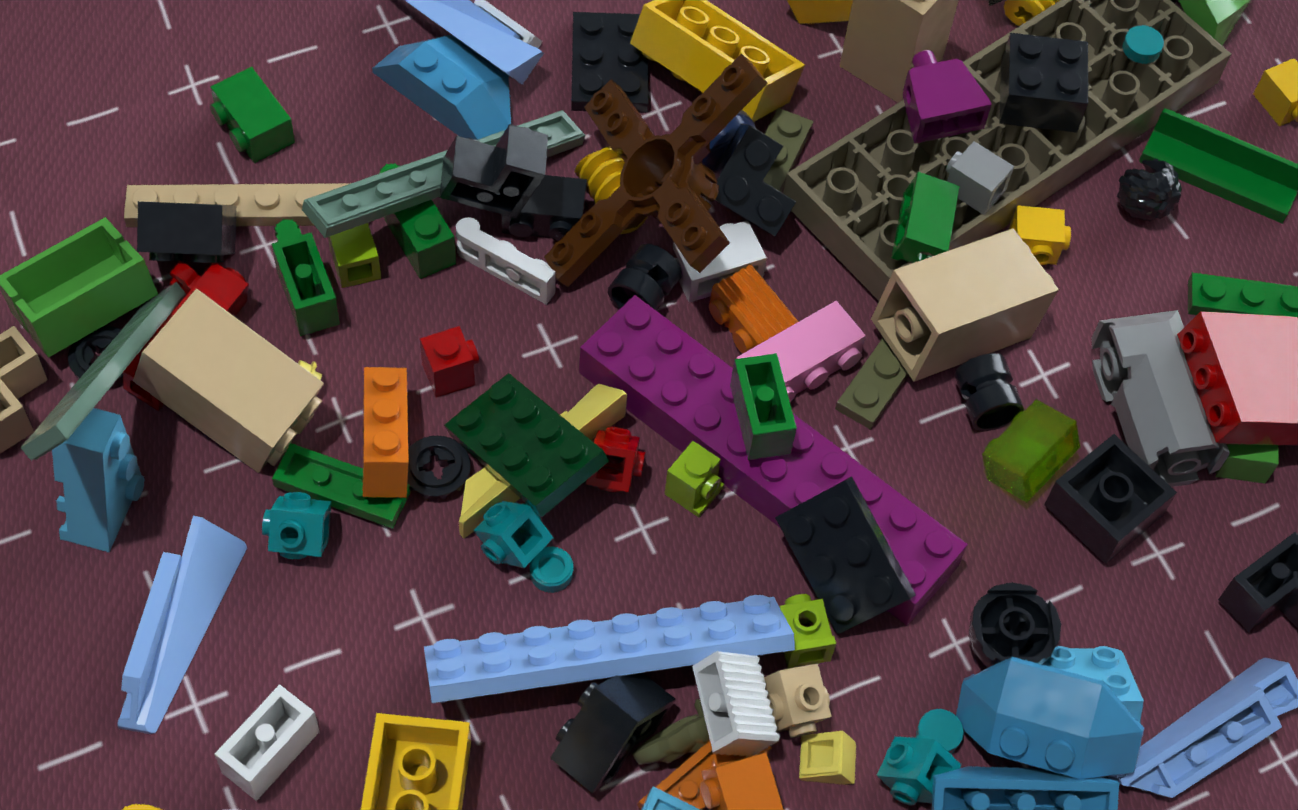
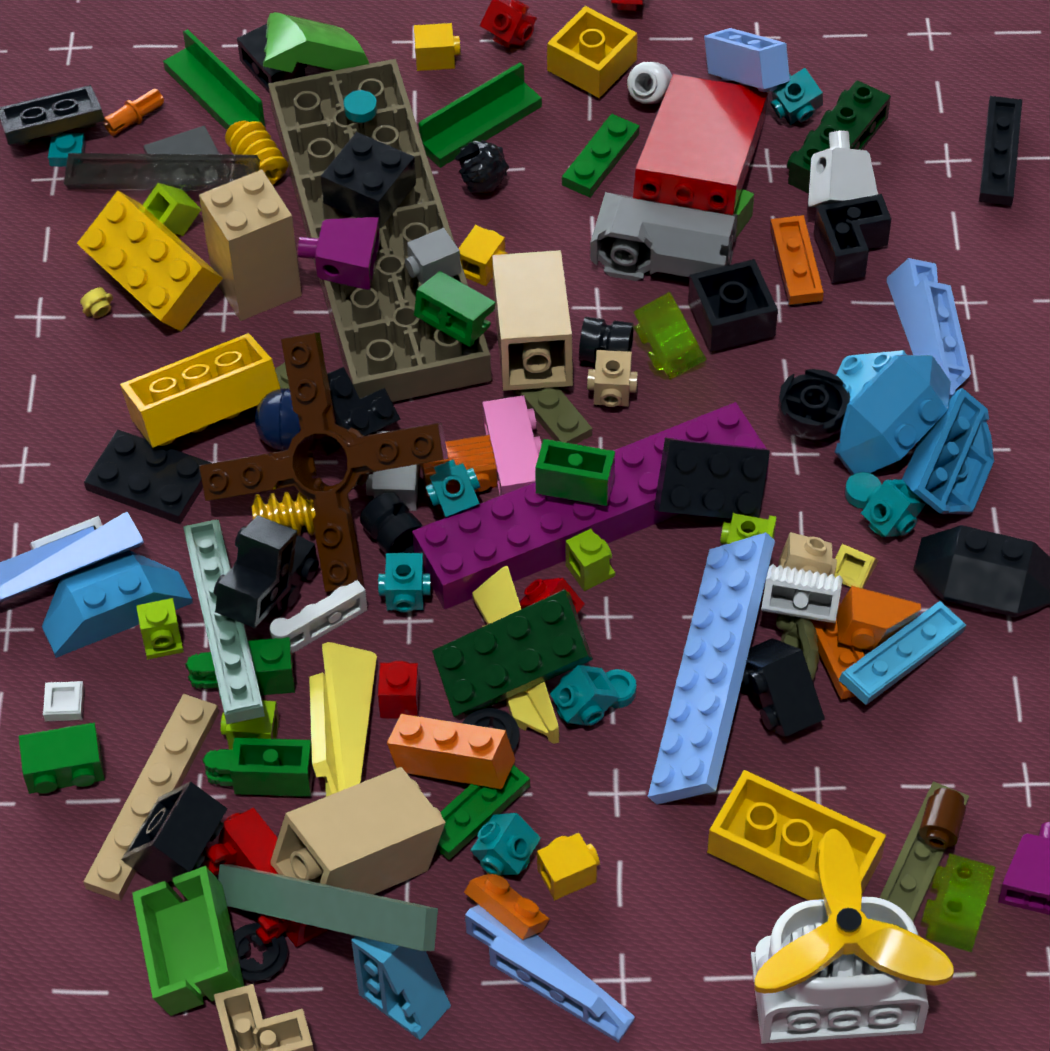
camera: 60 degrees left, 5 degrees down
(231, 557) = (506, 905): none -> orange plate
(267, 742) = (692, 923): white brick -> none
(302, 595) = (567, 865): none -> yellow brick
(323, 95) = (63, 701): none -> white tile
(385, 319) = (341, 714): none -> light yellow wedge
(429, 130) = (159, 628): none -> lime brick
(577, 315) = (404, 582): none -> teal brick
(704, 311) = (457, 502): none -> teal brick
(941, 415) = (612, 378): none -> tan brick
(1223, 547) = (796, 260): none -> orange plate

